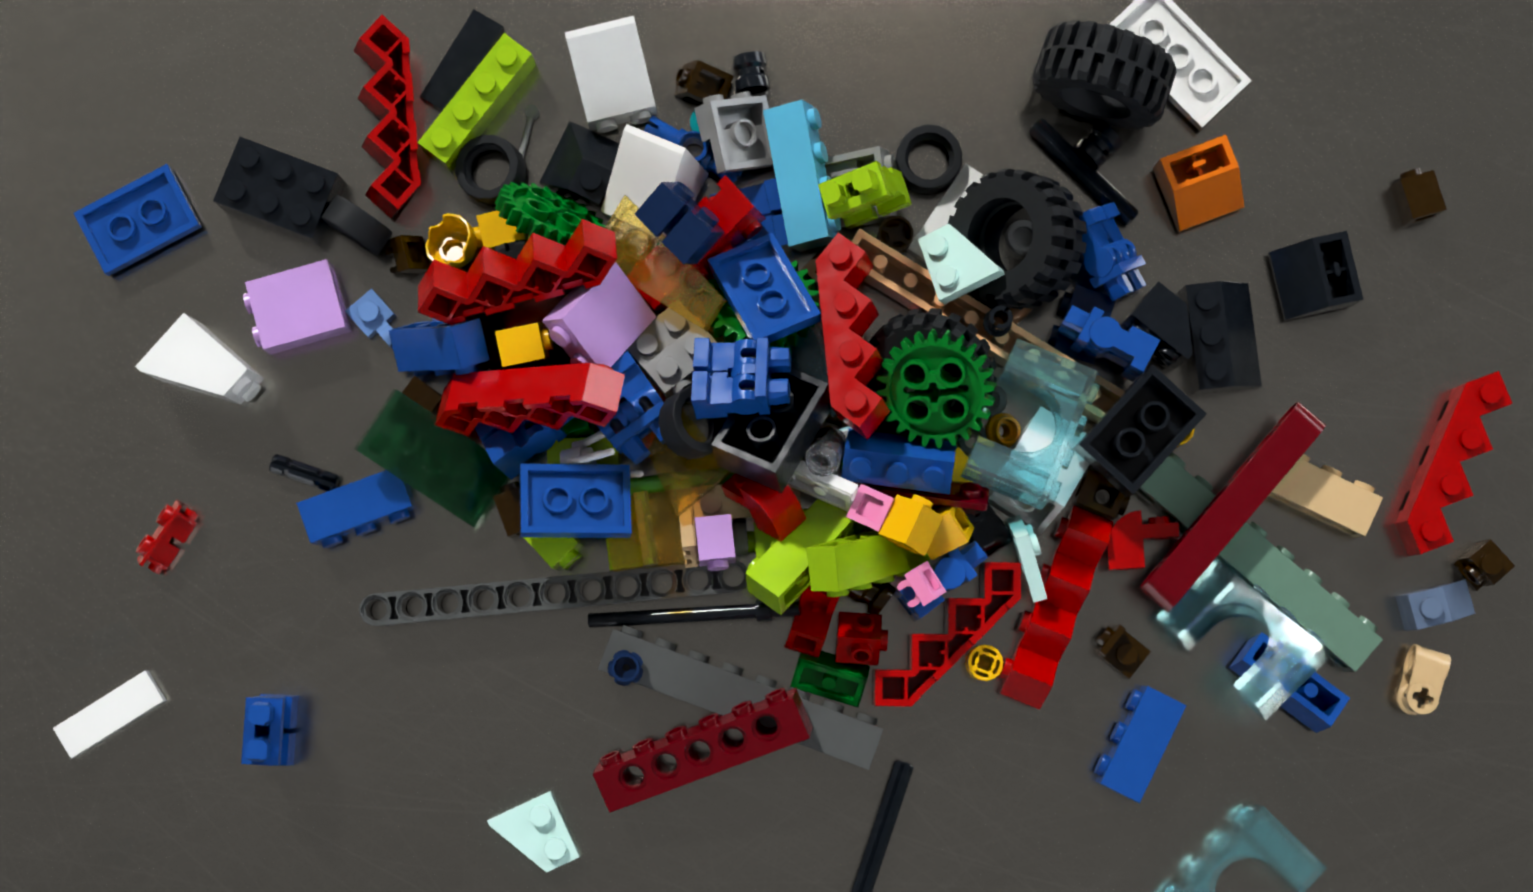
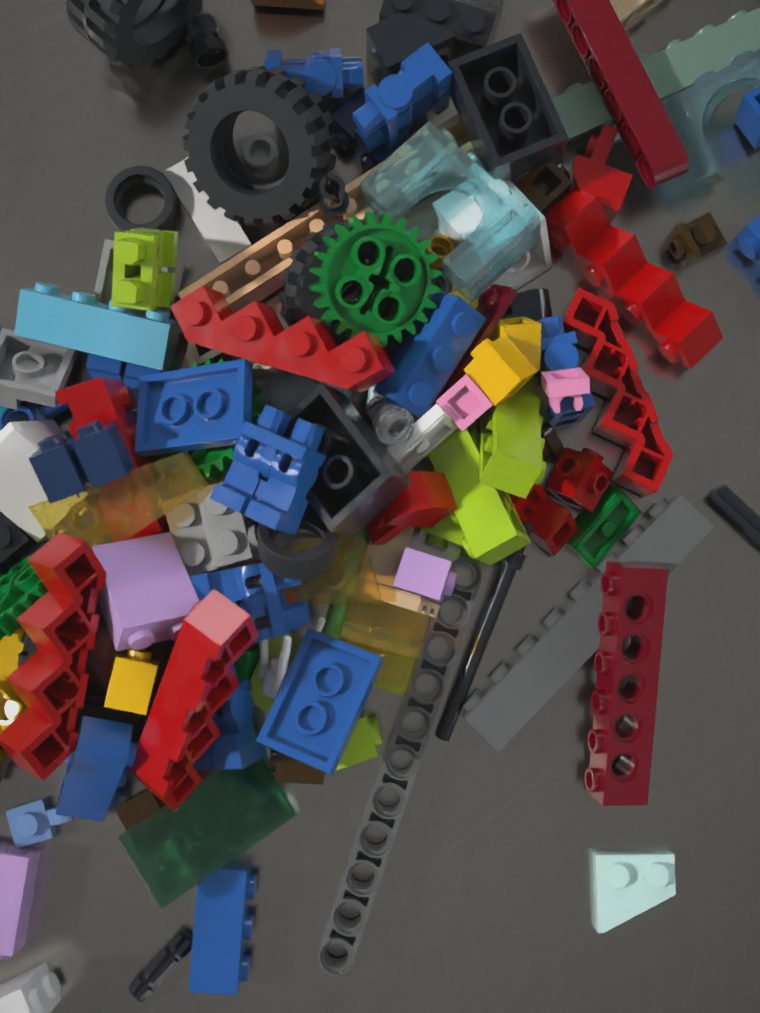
camera: 65 degrees left, 0 degrees up
(622, 677) = (518, 731): dark blue plate -> none
(740, 537) = (429, 548): light grey tile -> none
(897, 230) = (198, 261): dark brown wheel -> none
(956, 263) = (257, 211): light aqua wing -> none
(978, 662) = (650, 375): yellow wheel -> none
(1027, 548) = (568, 274): light aqua wing -> none
(1082, 170) = (206, 73): black axle -> none

